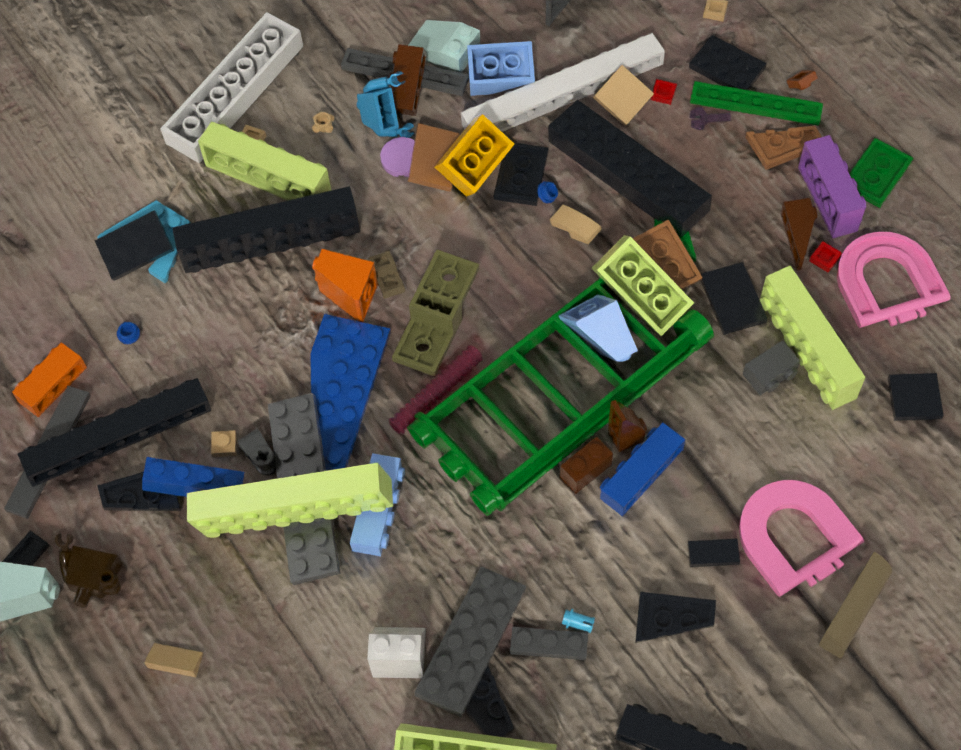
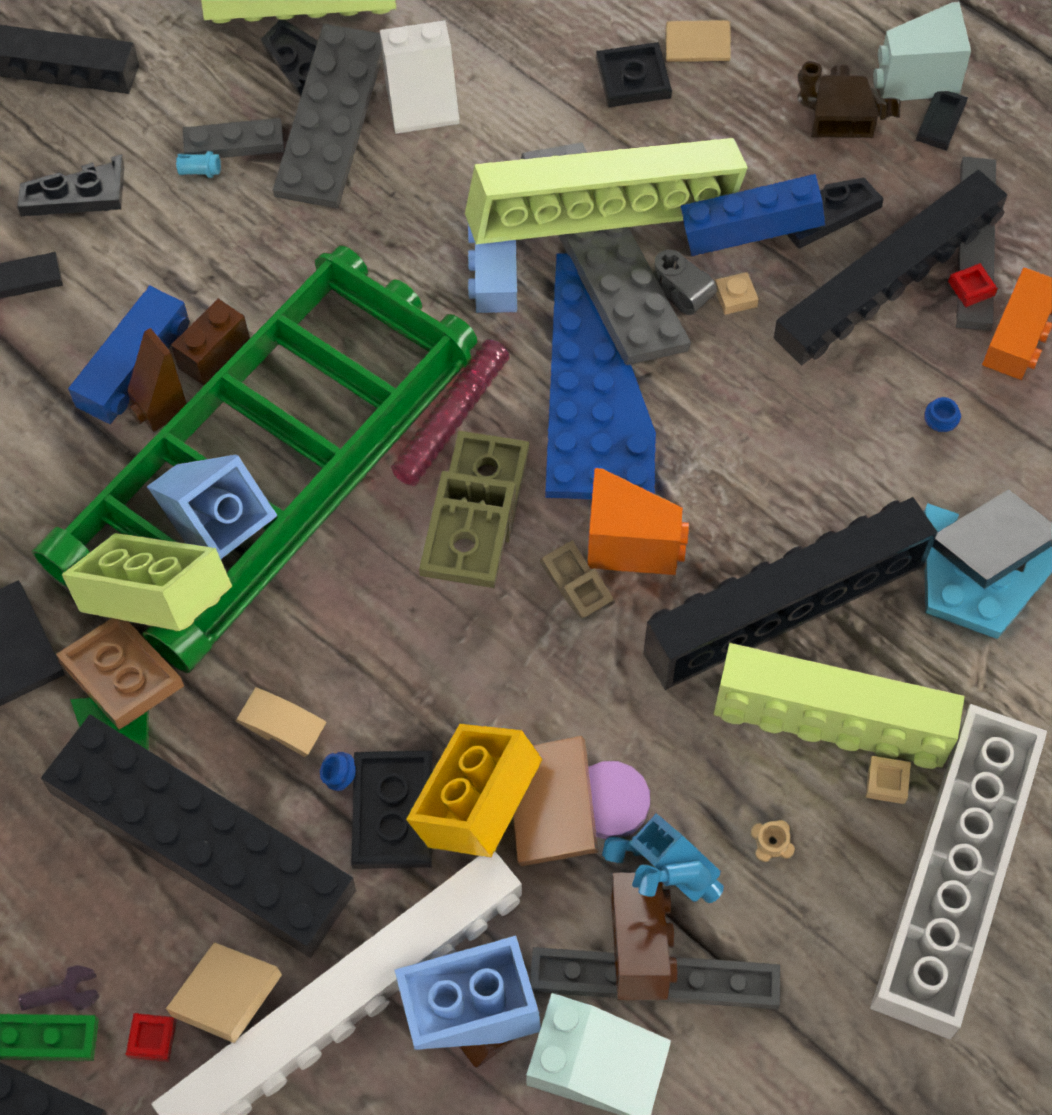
camera: 165 degrees right, 0 degrees up
(68, 411) = (972, 285): none -> red tile
(232, 643) = (633, 74): none -> black tile

